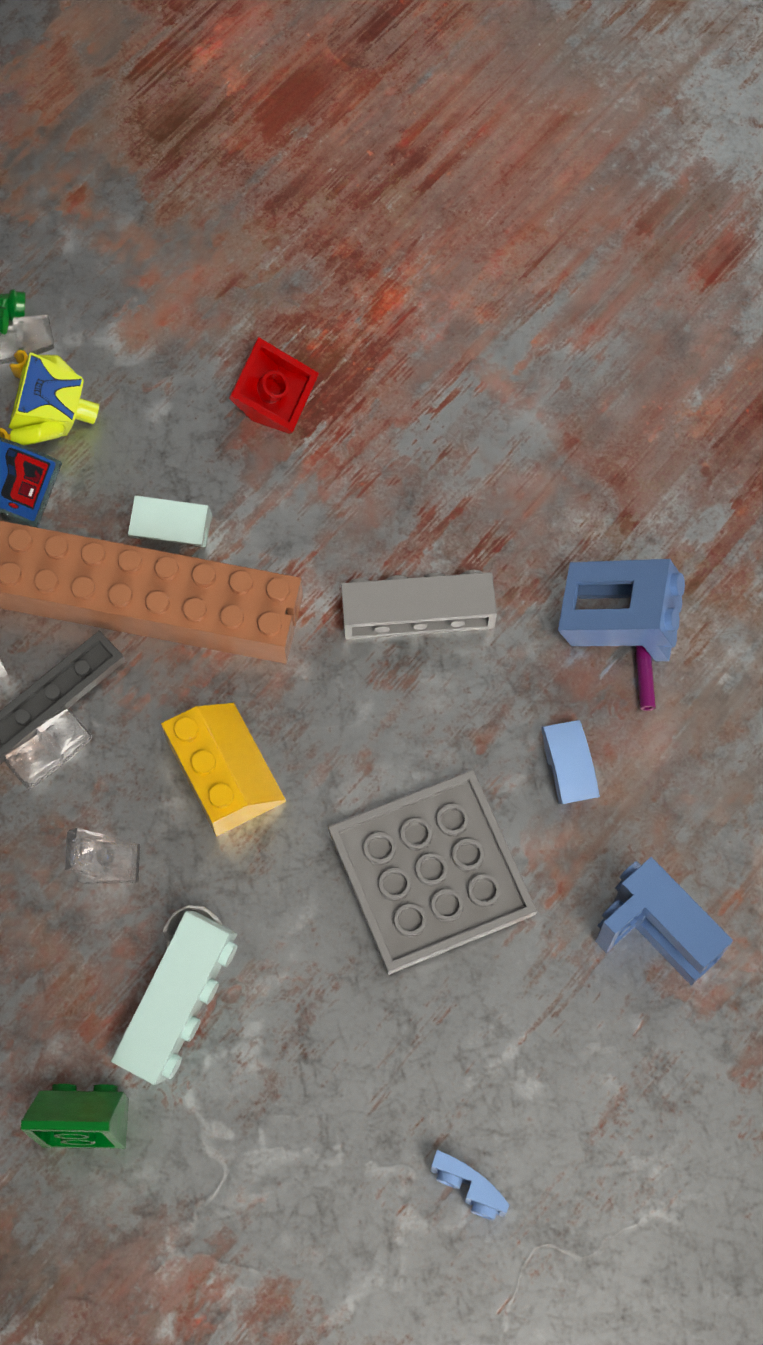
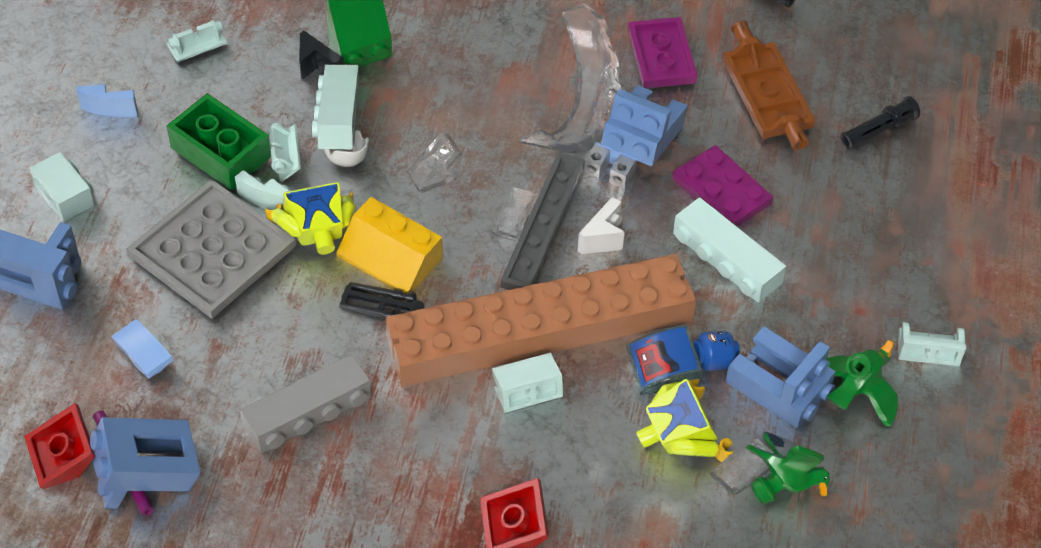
camera: 150 degrees right, 15 degrees down
(157, 1133) = (315, 55): none -> black slope
(237, 672) = (397, 301): none -> black piece
(270, 979) = (285, 150): none -> light aqua hinge
(290, 832) = (314, 215): none -> neon yellow torso
(301, 1249) = (191, 44): none -> light aqua hinge
(324, 910) = (260, 194): none -> light aqua slope
(354, 1022) = (218, 140): none -> green brick
(581, 1056) = (62, 186): none -> light aqua brick
(705, 678) = (60, 448): none -> red slope

